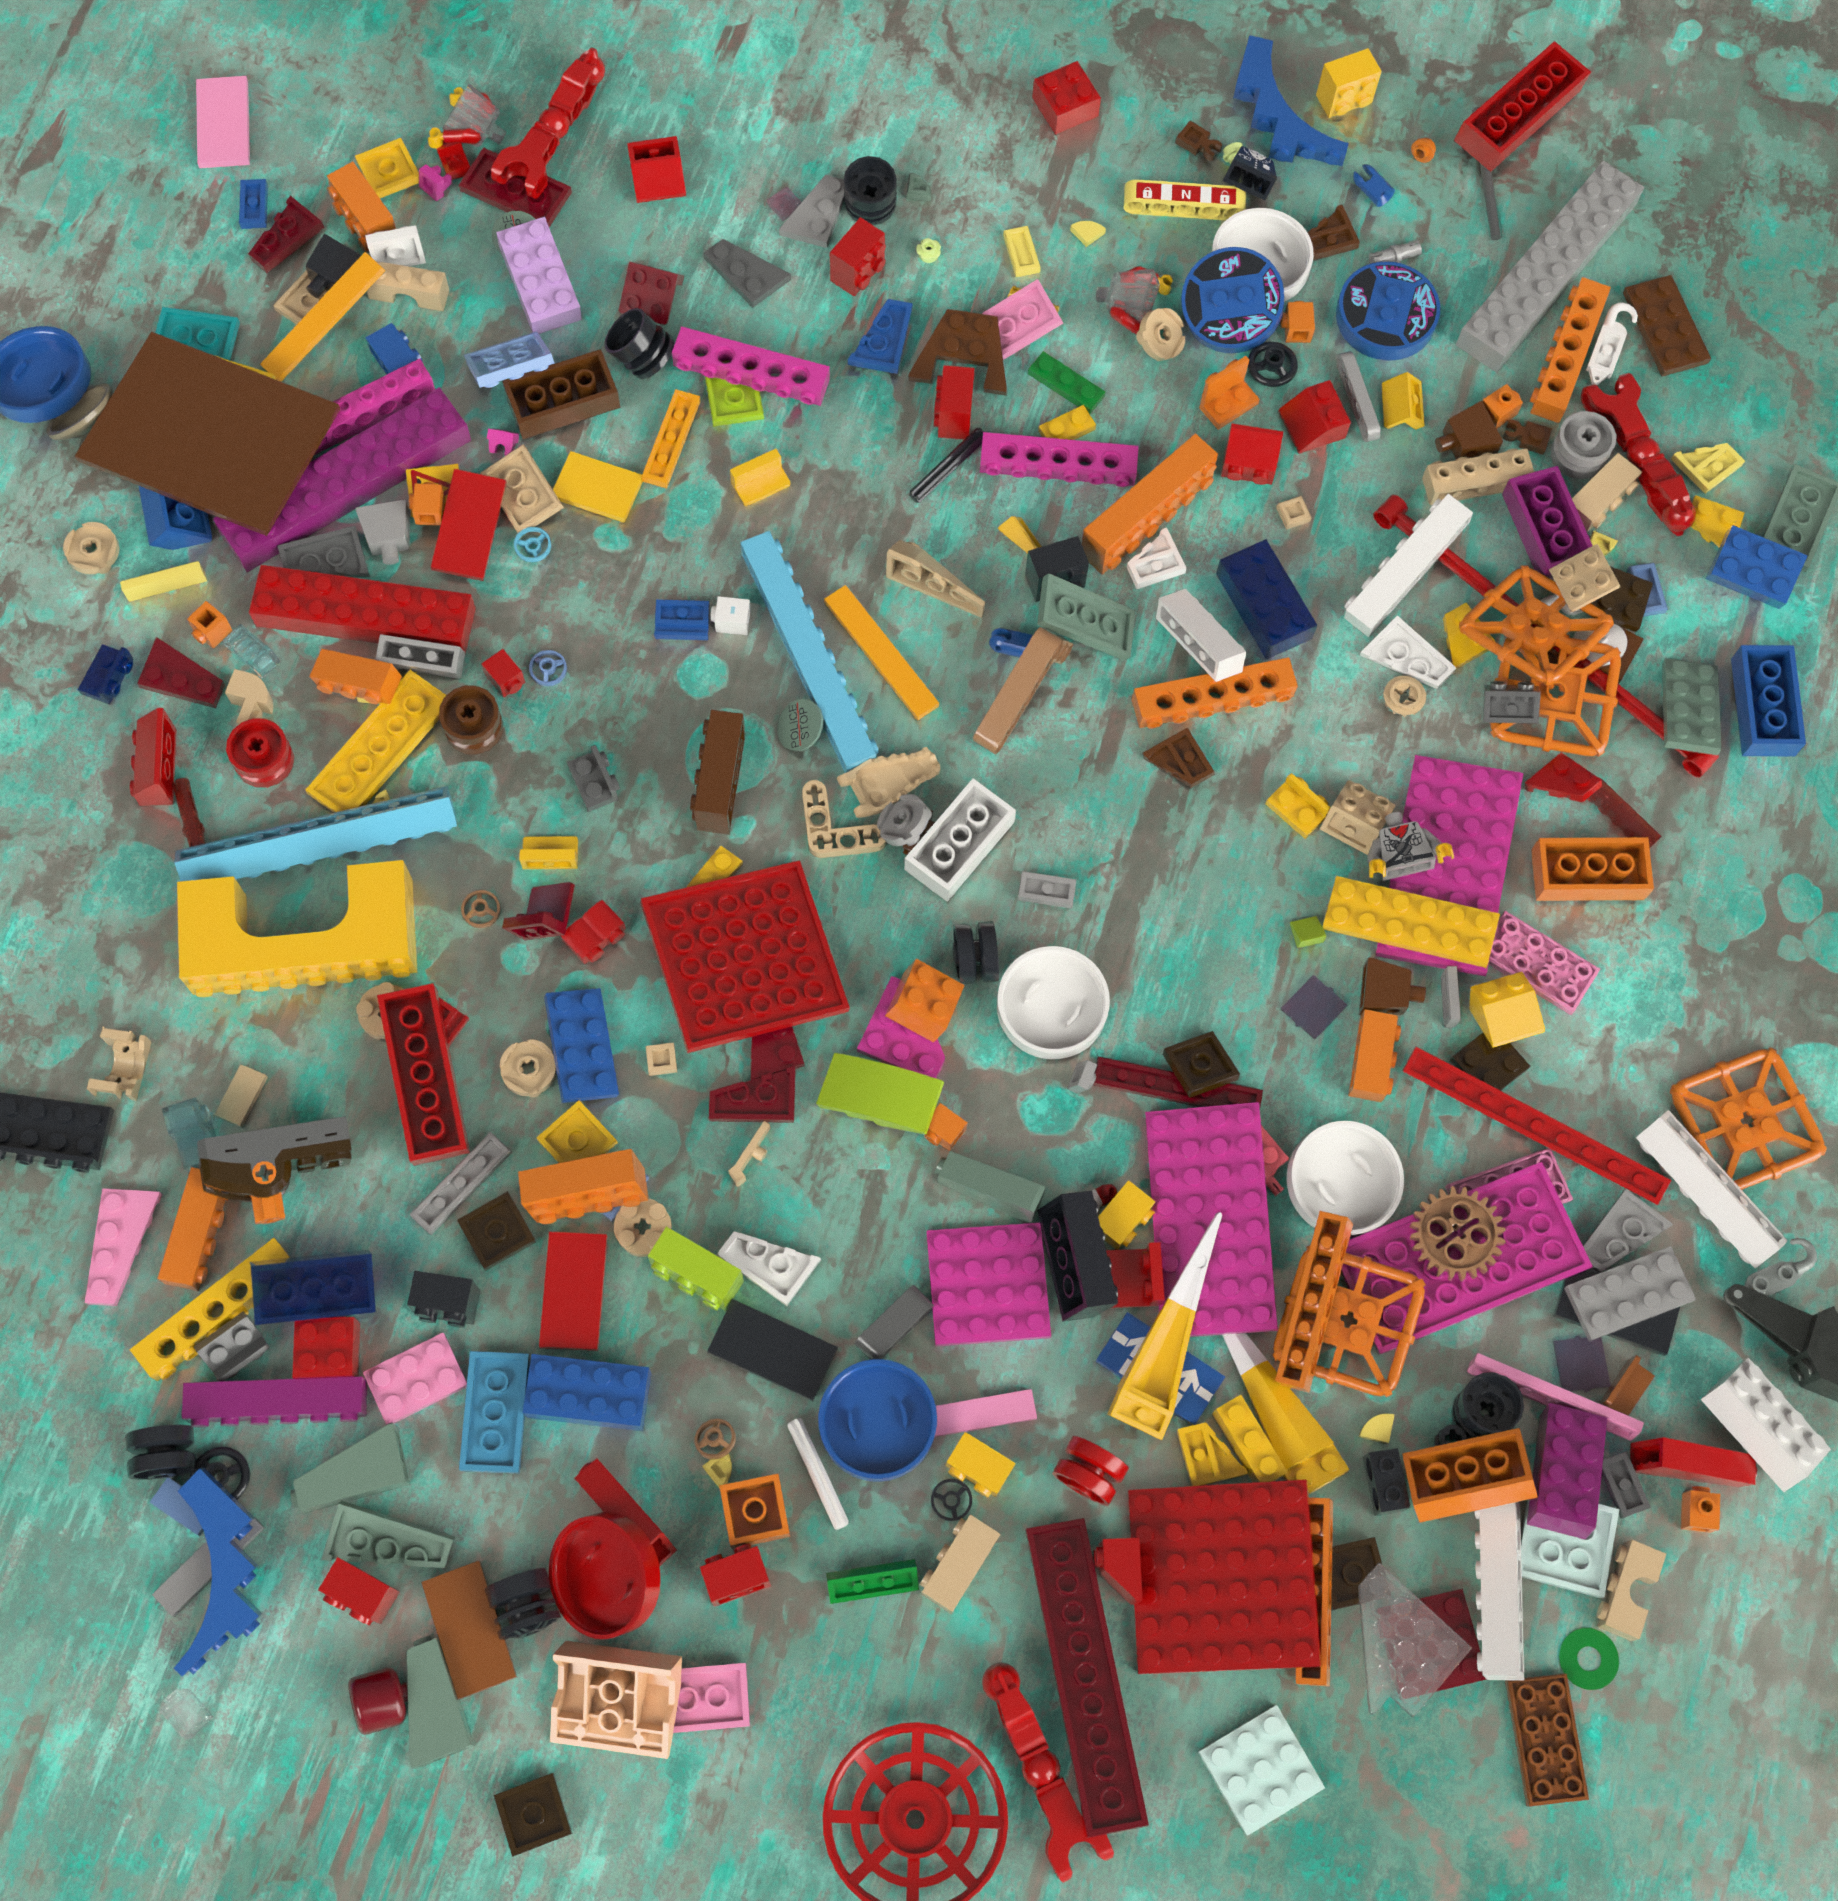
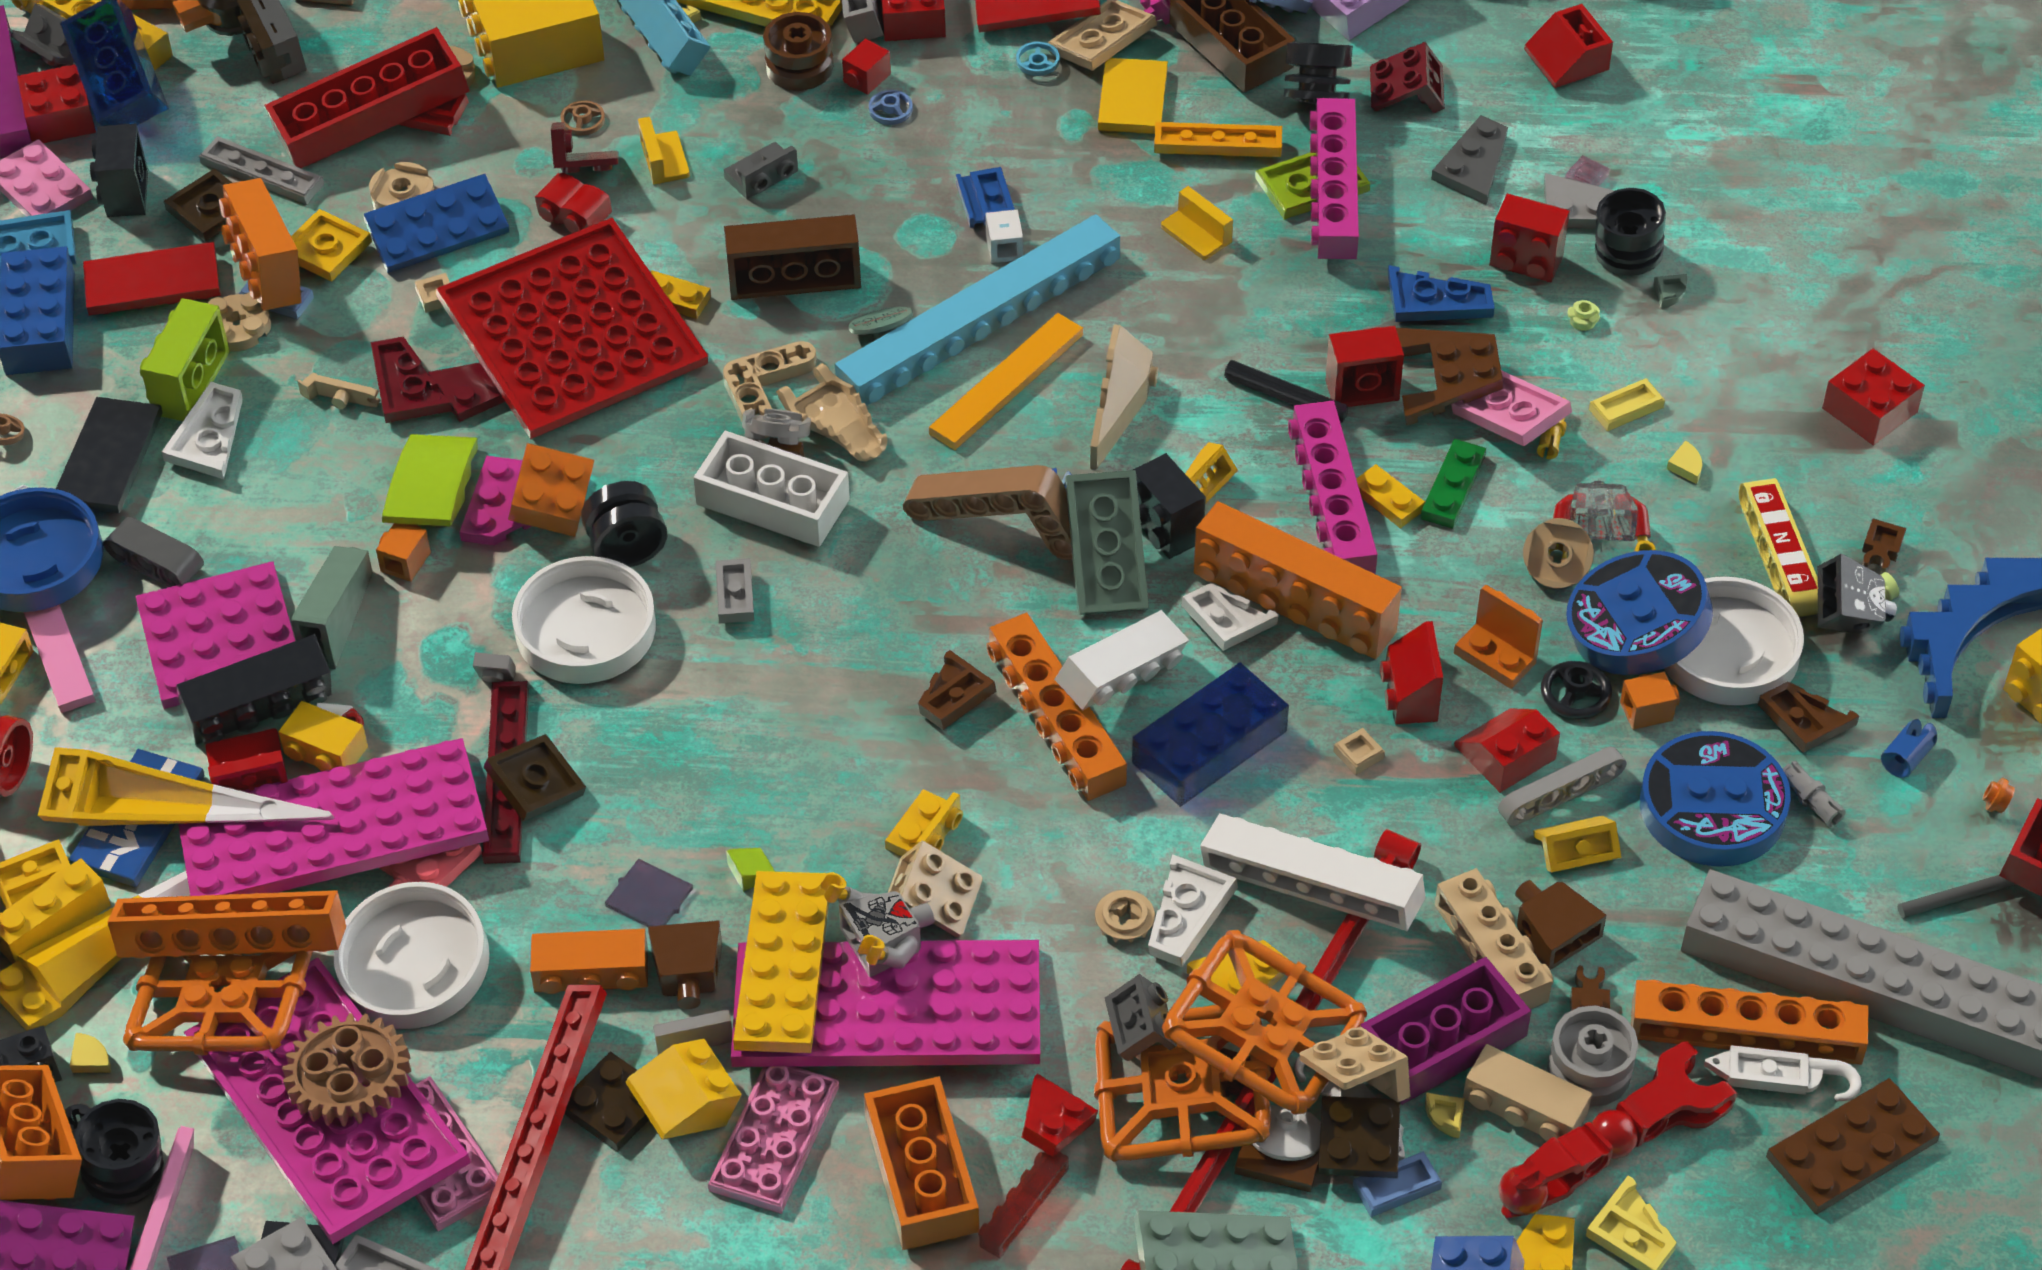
camera: 80 degrees right, 20 degrees down
(1503, 405) = (1617, 951): orange brick -> none

